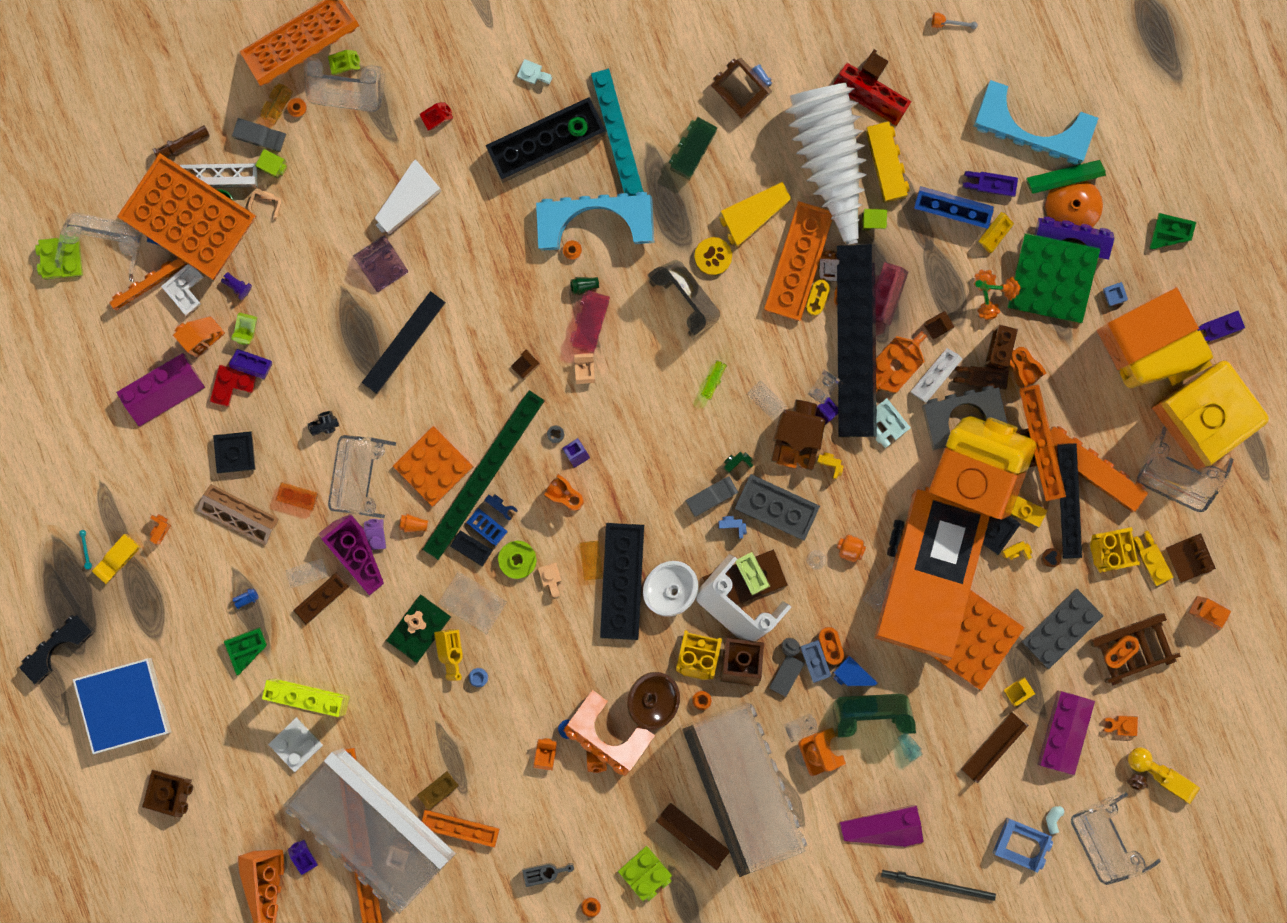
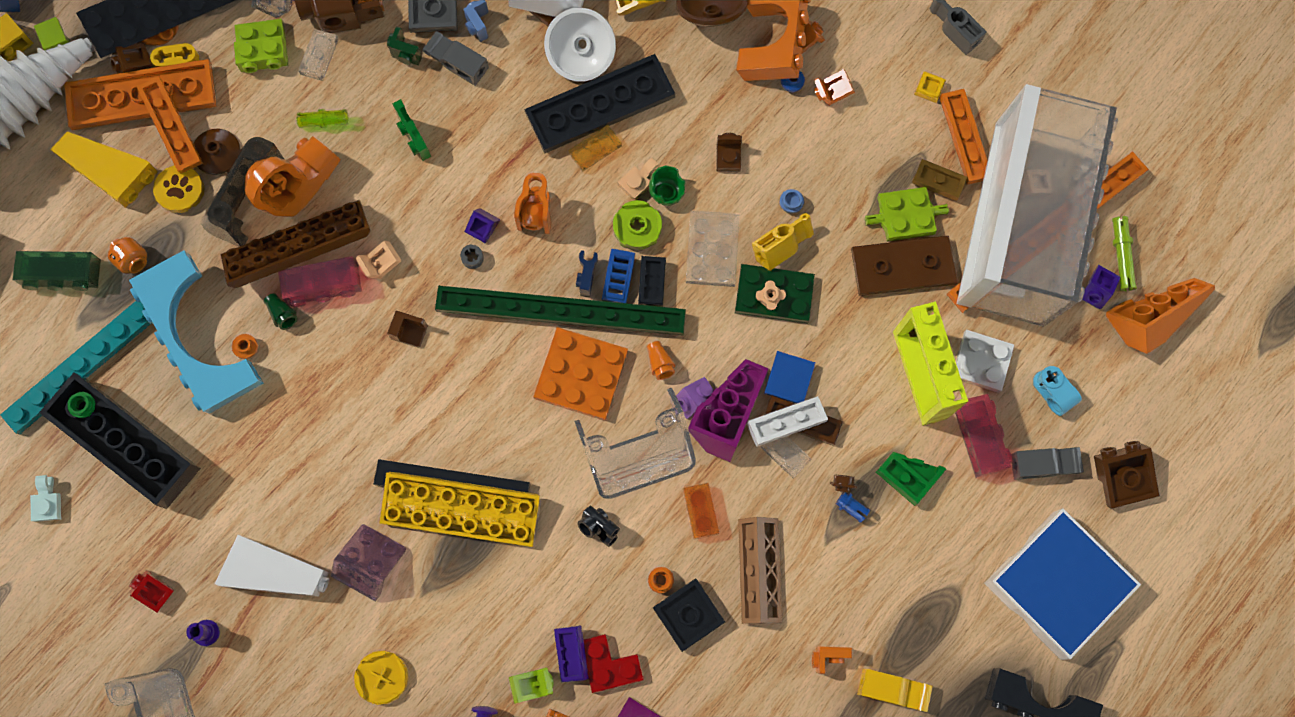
camera: 115 degrees left, 10 degrees down
(204, 745) = (1046, 463): none -> dark grey piece
(244, 713) = (983, 436): none -> clear pink brick
(245, 781) = (1058, 392): none -> medium azure piece
(260, 446) = (664, 572): none -> orange plate
(264, 601) = (843, 483): none -> reddish brown plate
(302, 236) = (381, 677): none -> yellow tile
(323, 584) = (787, 421): none -> white plate
(323, 892) = (1124, 253): none -> lime pin
(354, 605) = (789, 377): none -> blue piece
(382, 339) = (459, 509): none -> yellow plate
(390, 138) = (203, 633): none -> dark purple pin
(390, 729) = (903, 265): none -> reddish brown plate
(426, 753) = (906, 214): none -> lime plate
(511, 826) = (930, 87): none -> yellow tile
(533, 594) = (666, 186): none -> green hair
(536, 652) = (728, 152): none -> reddish brown bracket
(625, 317) = (295, 244): none -> reddish brown plate
(671, 337) = (288, 185): none -> orange piece
(674, 435) = (408, 128): none -> green wing
(678, 200) = (127, 255): none -> orange head
(730, 304) = (221, 158): none -> reddish brown dish
(759, 271) = (169, 124): none -> orange plate
(794, 362) = (260, 45): none -> lime plate

